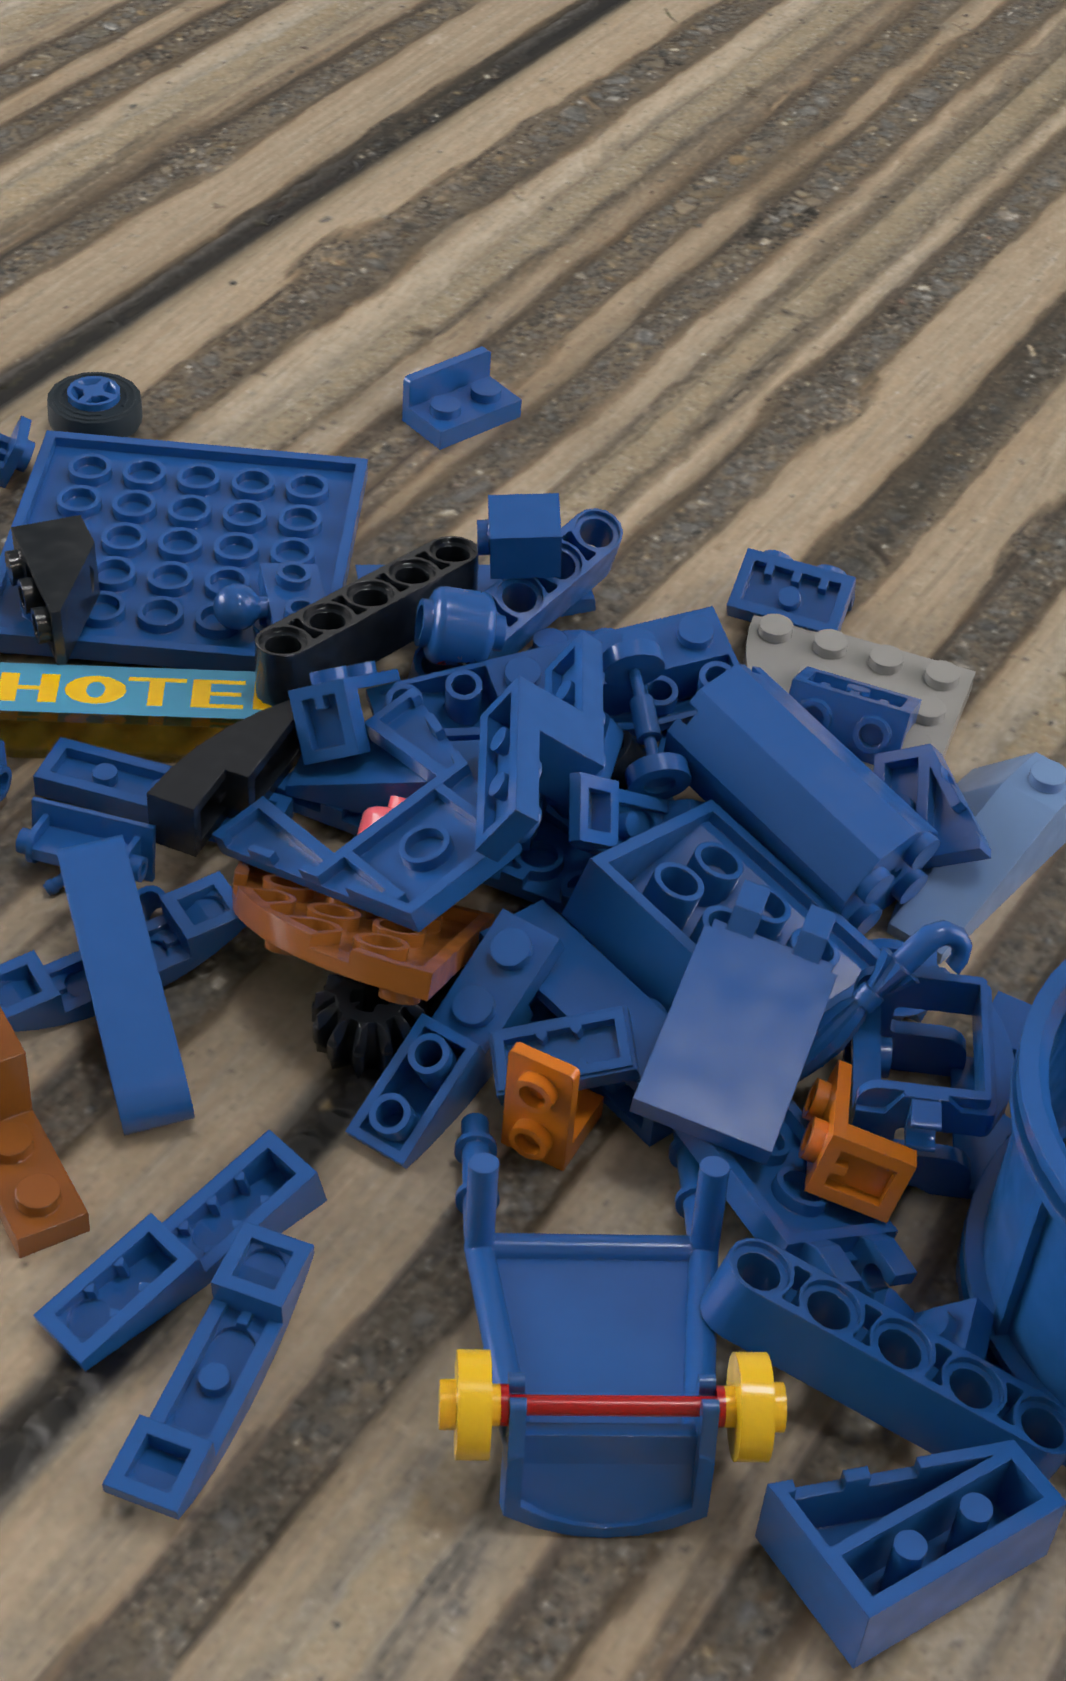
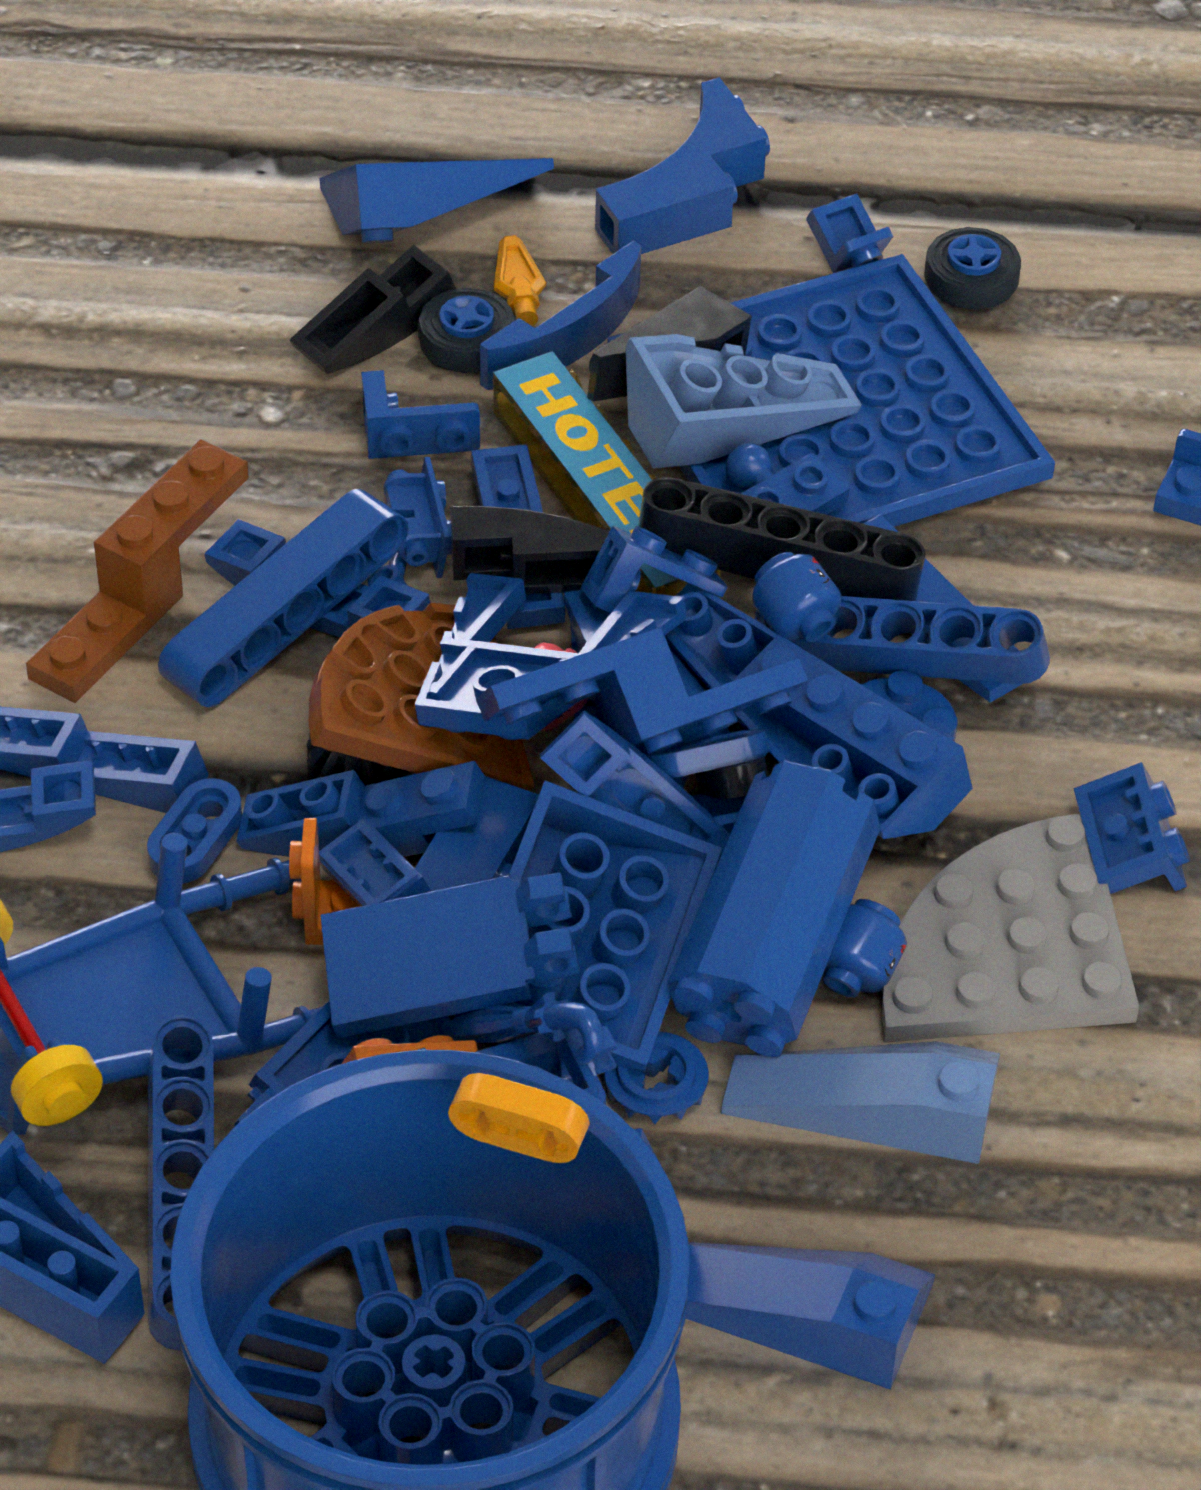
camera: 65 degrees right, 5 degrees up
(149, 585) = (705, 402): none -> medium blue wedge
(378, 1194) = (204, 836): none -> blue plate
(522, 536) = (935, 580): blue brick -> none
(632, 666) = (814, 718): blue wheel -> none
(856, 713) = (952, 914): blue bracket -> none
(929, 788) = (857, 1010): blue wing -> none

